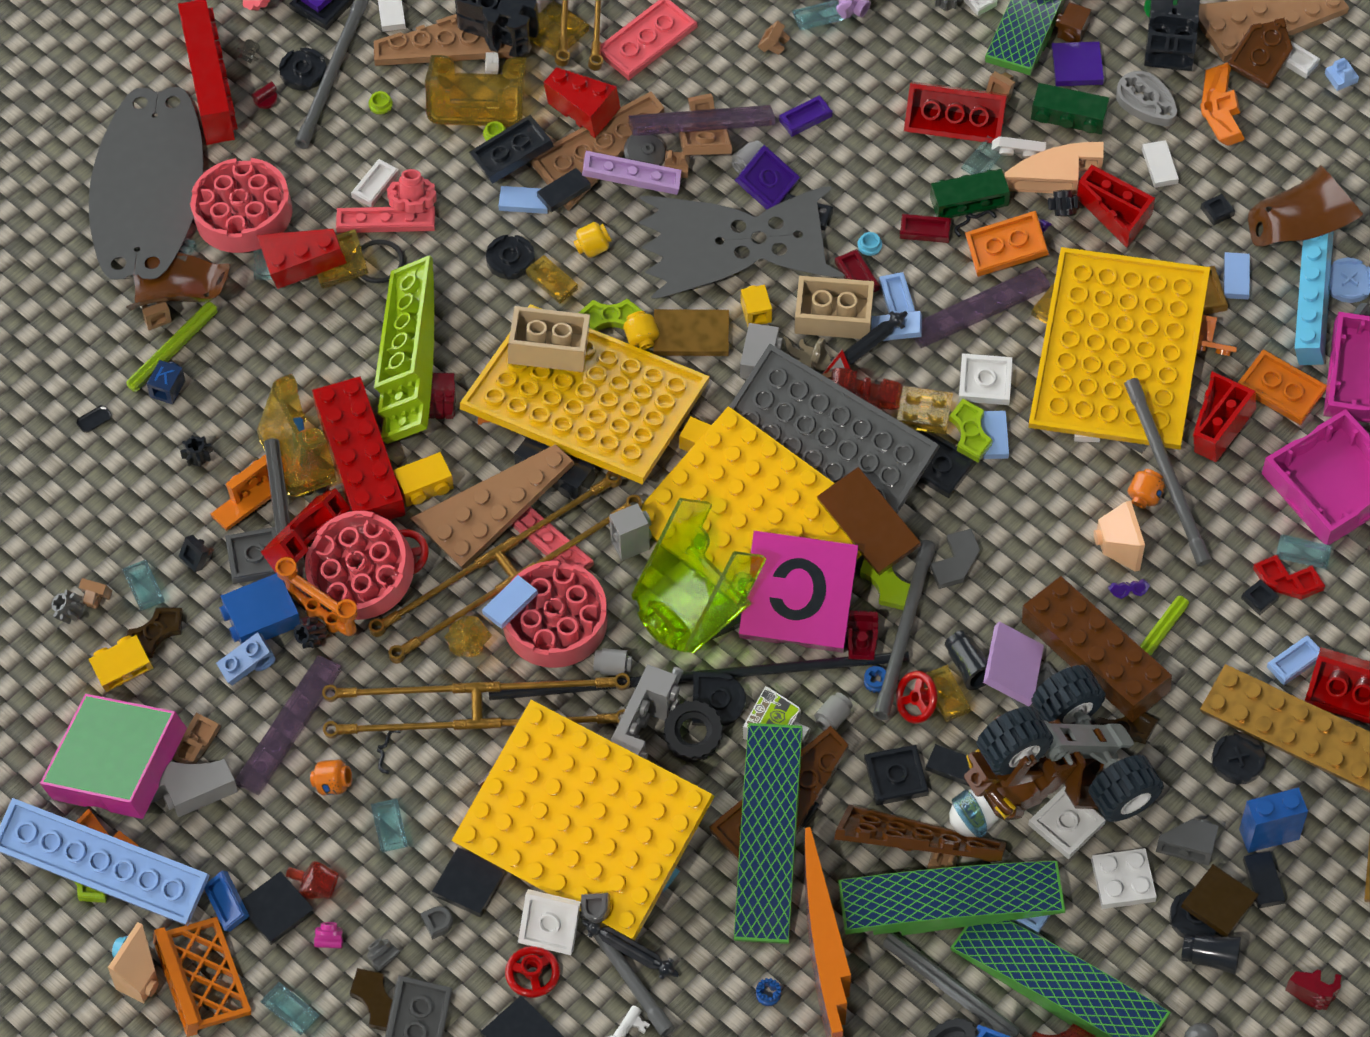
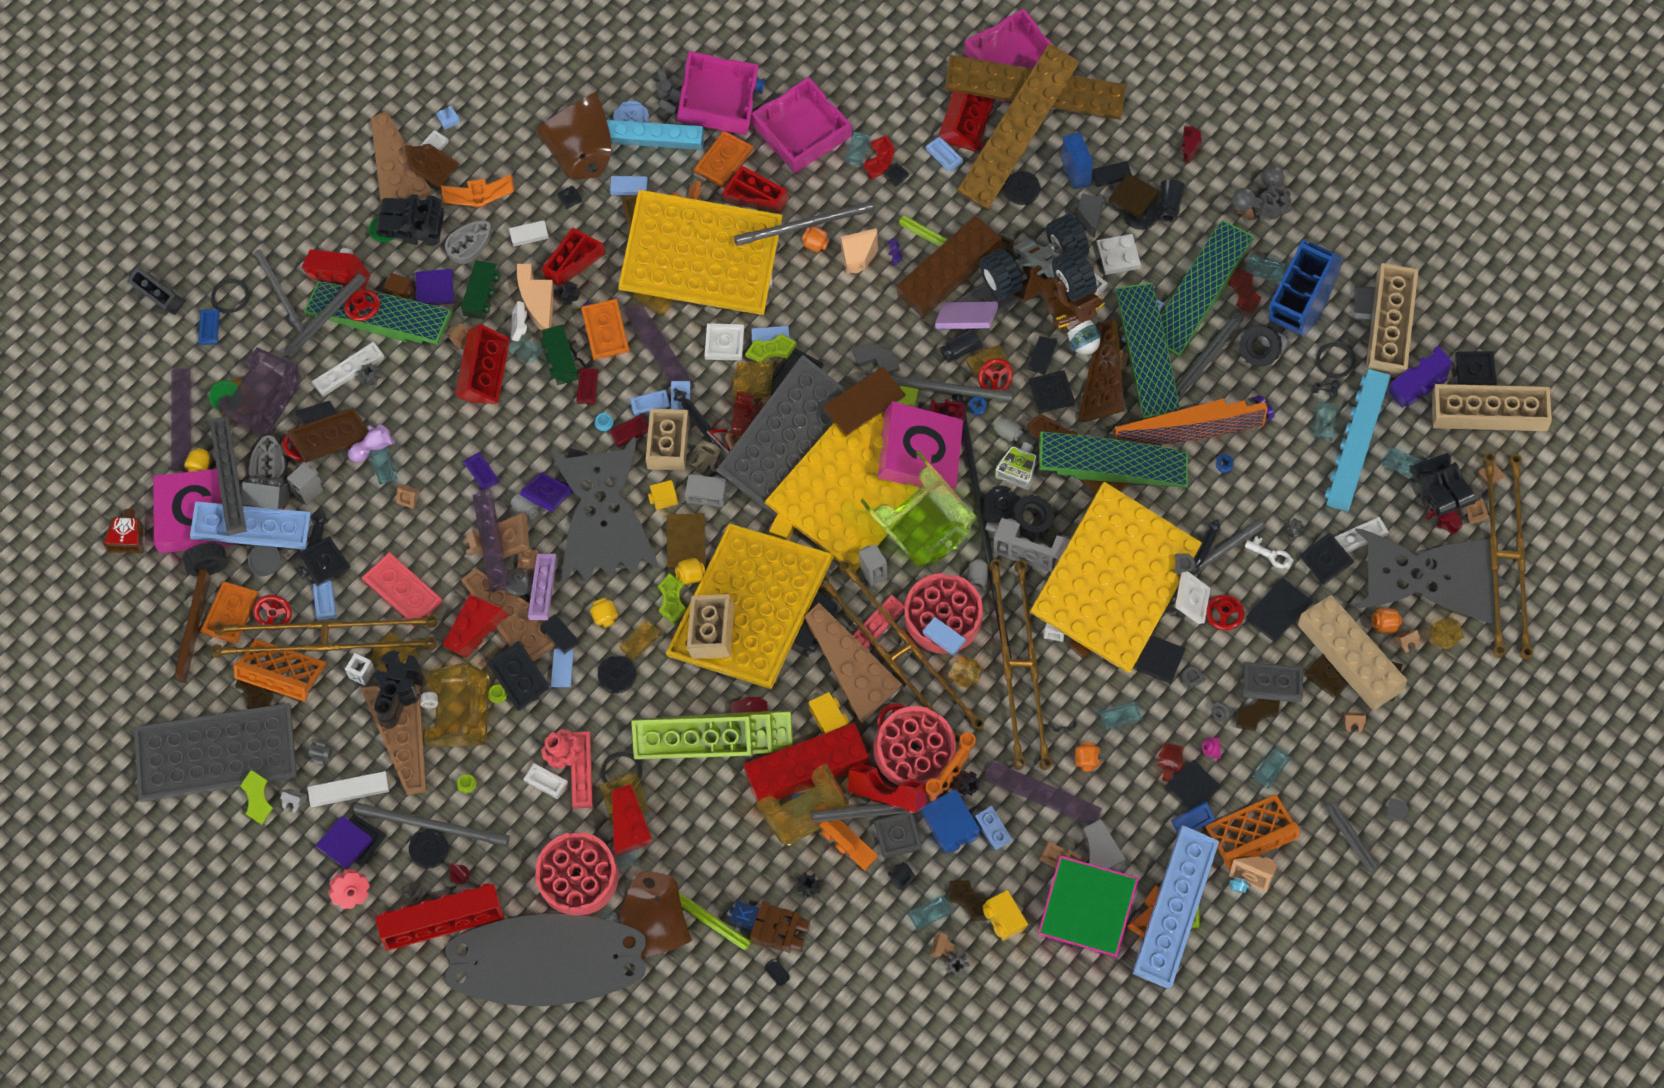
camera: 90 degrees left, 5 degrees up
(146, 416) = (772, 916): none -> reddish brown hips

